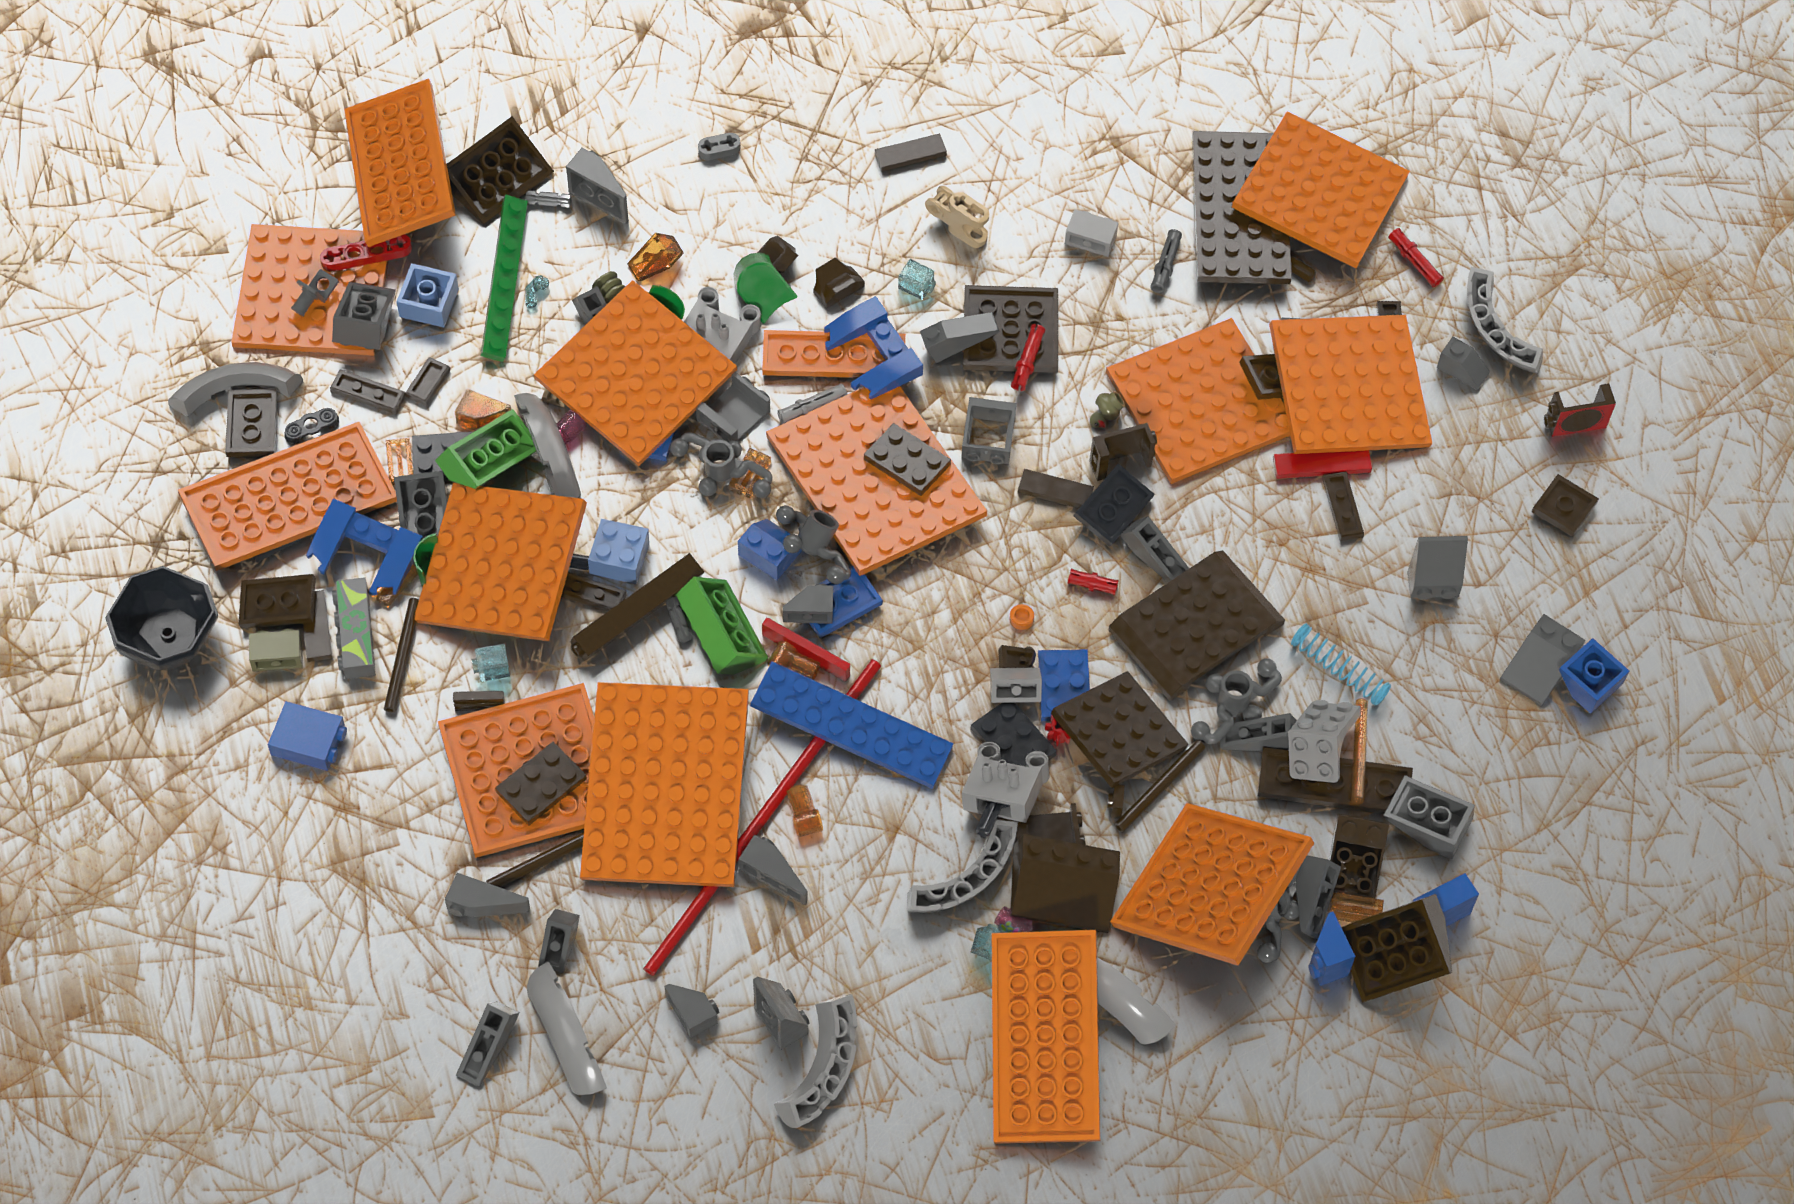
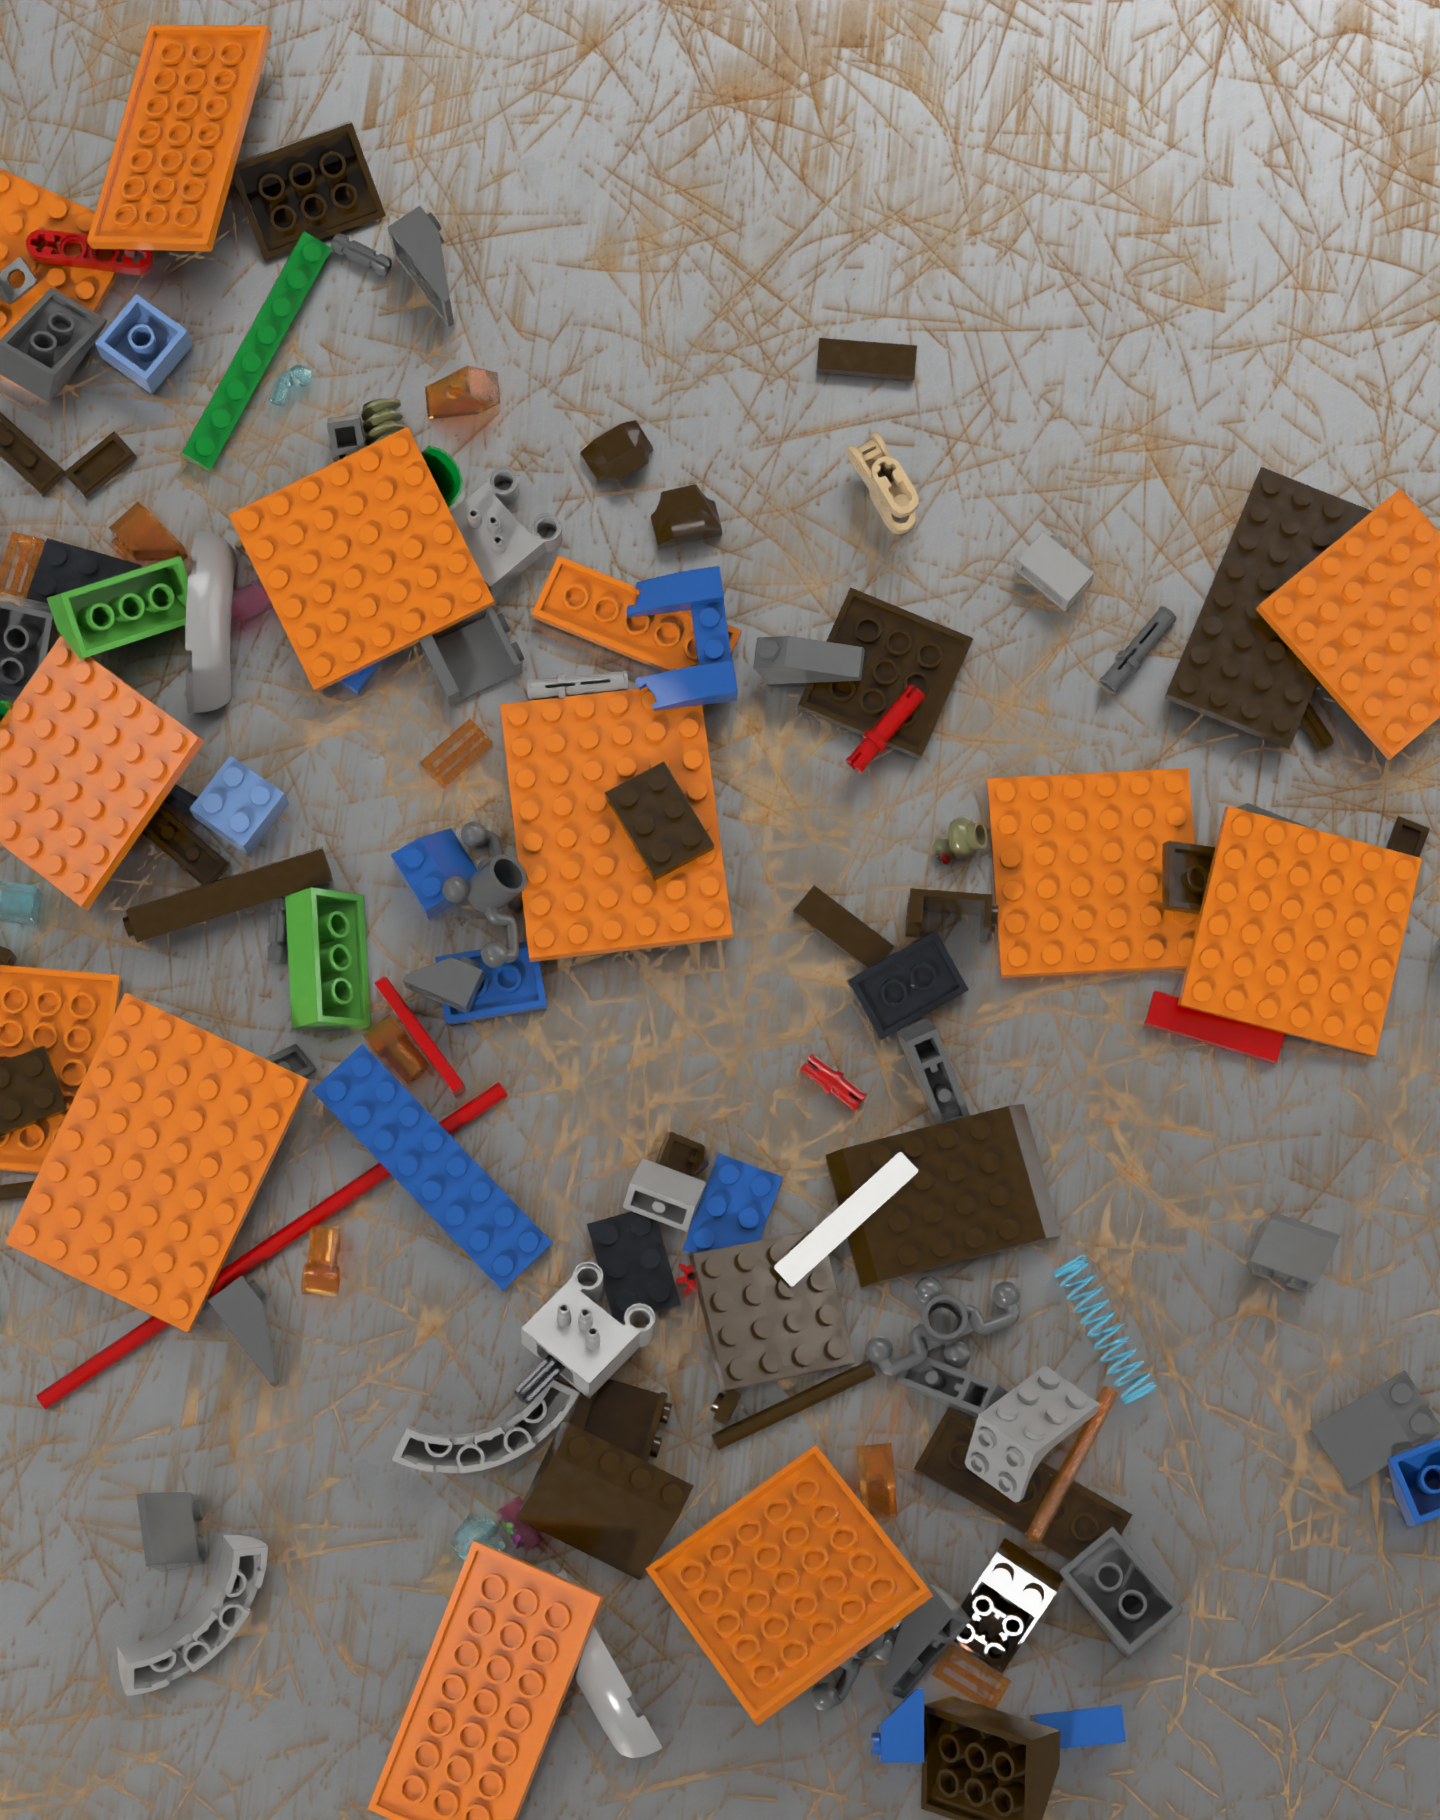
camera: 25 degrees right, 15 degrees up
(692, 1009) = (70, 1478): dark grey slope -> none
(719, 146) = (616, 257): dark grey beam -> none
(732, 467) = (434, 742): dark grey wheel -> none
(761, 284) = (577, 490): green piece -> none
(916, 279) = (791, 555): clear light blue brick -> none
(993, 411) = (804, 784): dark grey window -> none
(1021, 617) = (719, 1095): orange tile -> none
(1142, 654) = (846, 1219): none -> white sticker
(1234, 800) = (877, 1479): none -> clear orange slope
(1343, 506) = (1214, 1099): dark brown tile -> none

